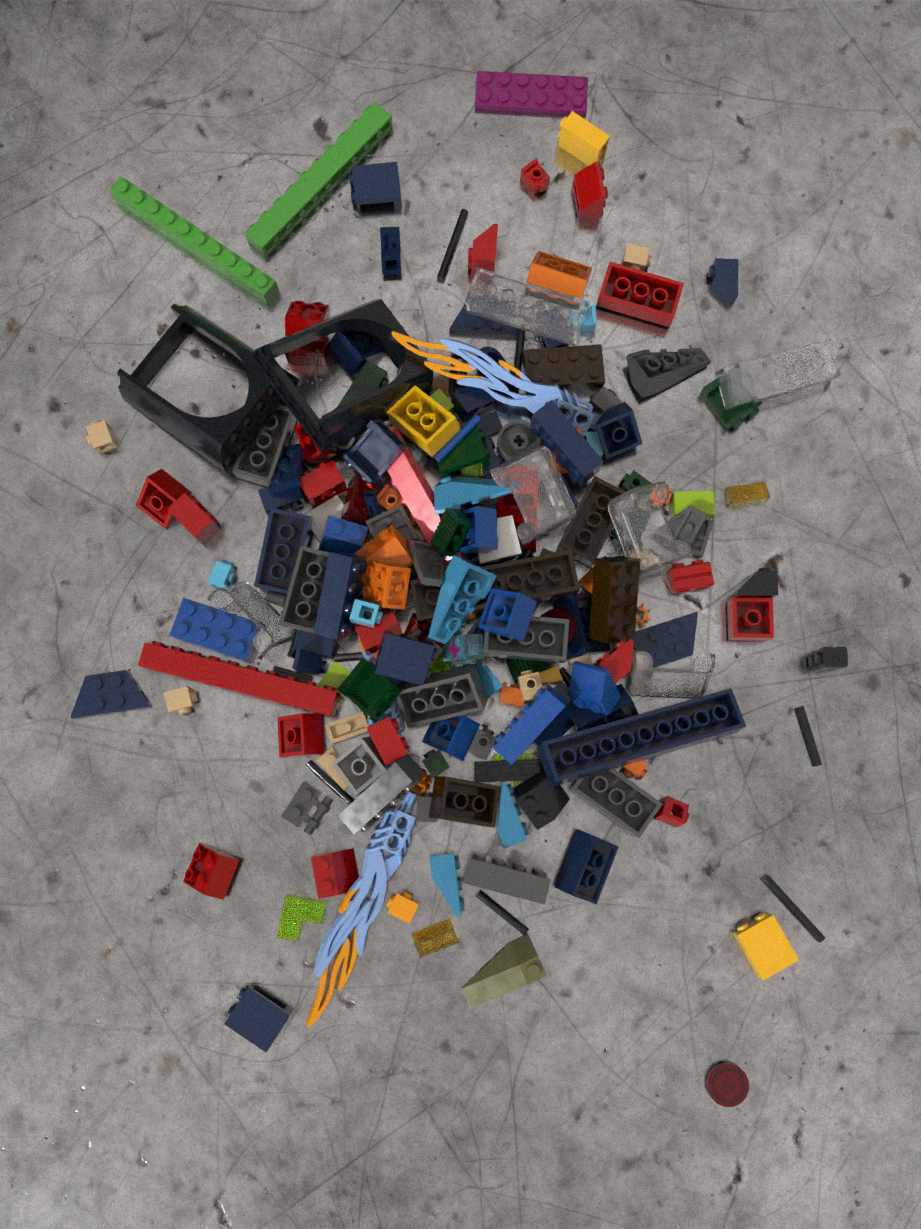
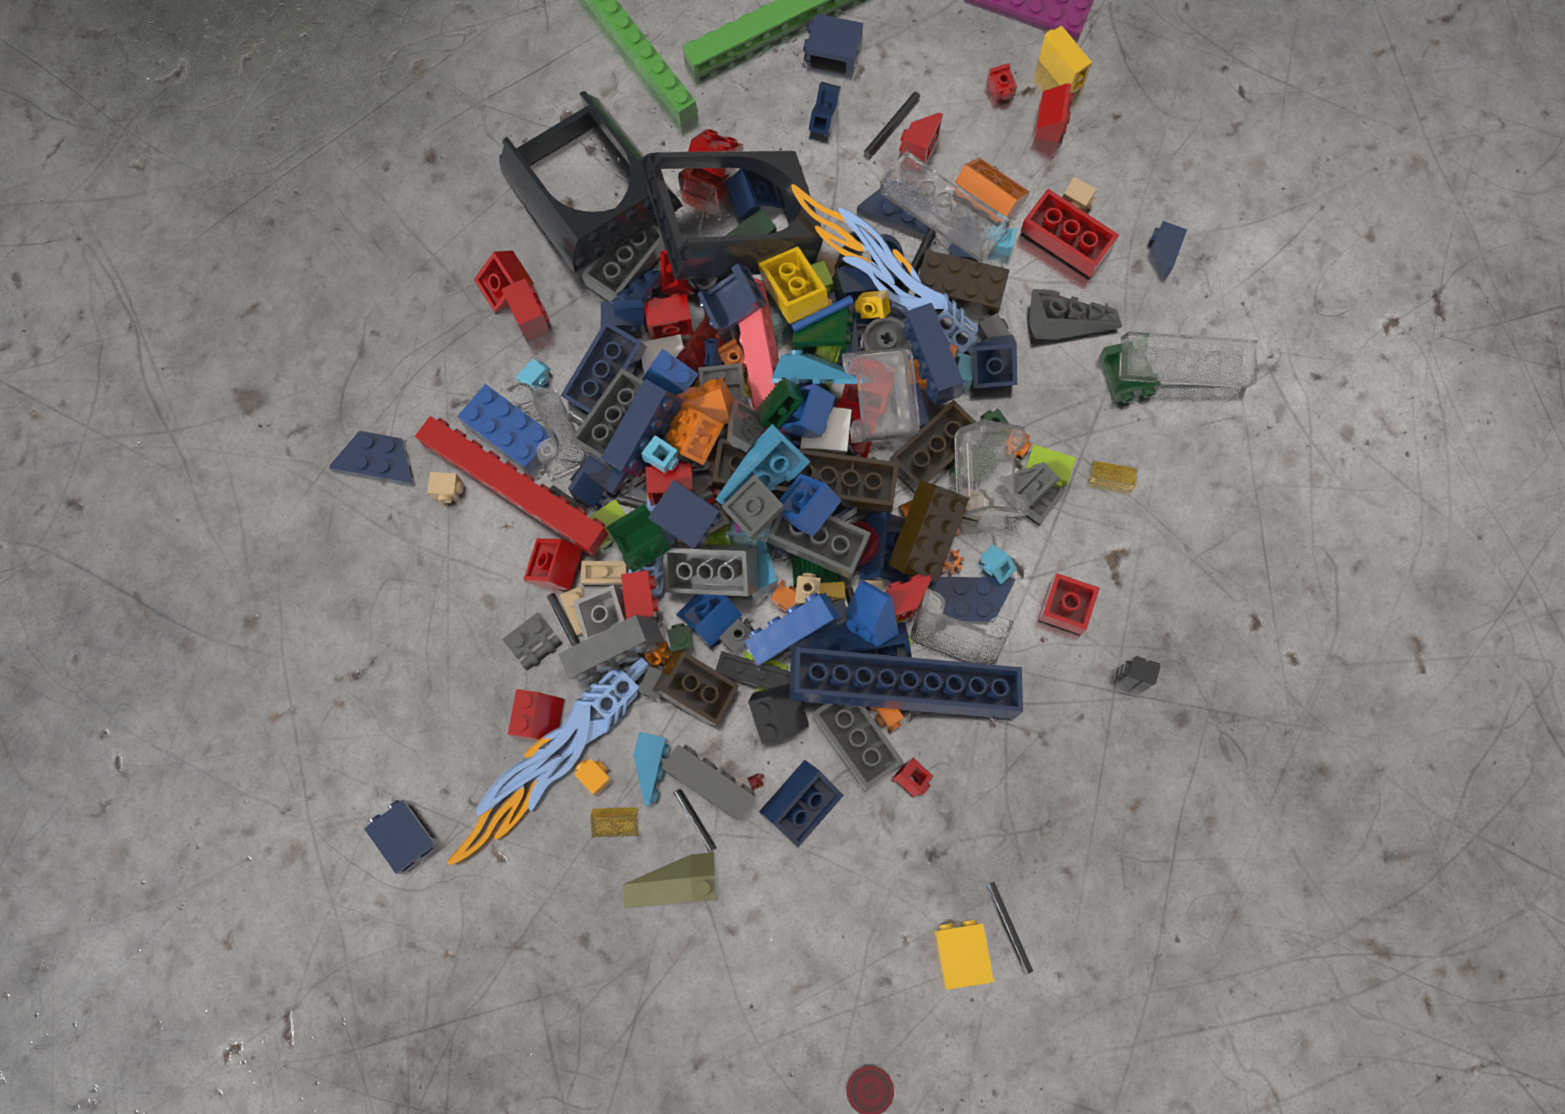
camera: 25 degrees right, 5 degrees down
(100, 436) = (464, 200): tan brick -> none
(210, 871) = (410, 670): red slope -> none
(294, 912) = (481, 741): clear neon green plate -> none
(464, 634) = (753, 507): none -> dark grey plate
(500, 412) = (877, 300): none -> yellow brick
(508, 822) = (734, 728): dark azure slope -> none
(541, 861) = (756, 781): none -> clear red hand
(679, 604) = (998, 563): none -> medium azure brick
(690, 577) = (1021, 539): red brick -> none
(760, 584) = (1090, 568): black slope -> none
(808, 736) = (1091, 750): black bar -> none

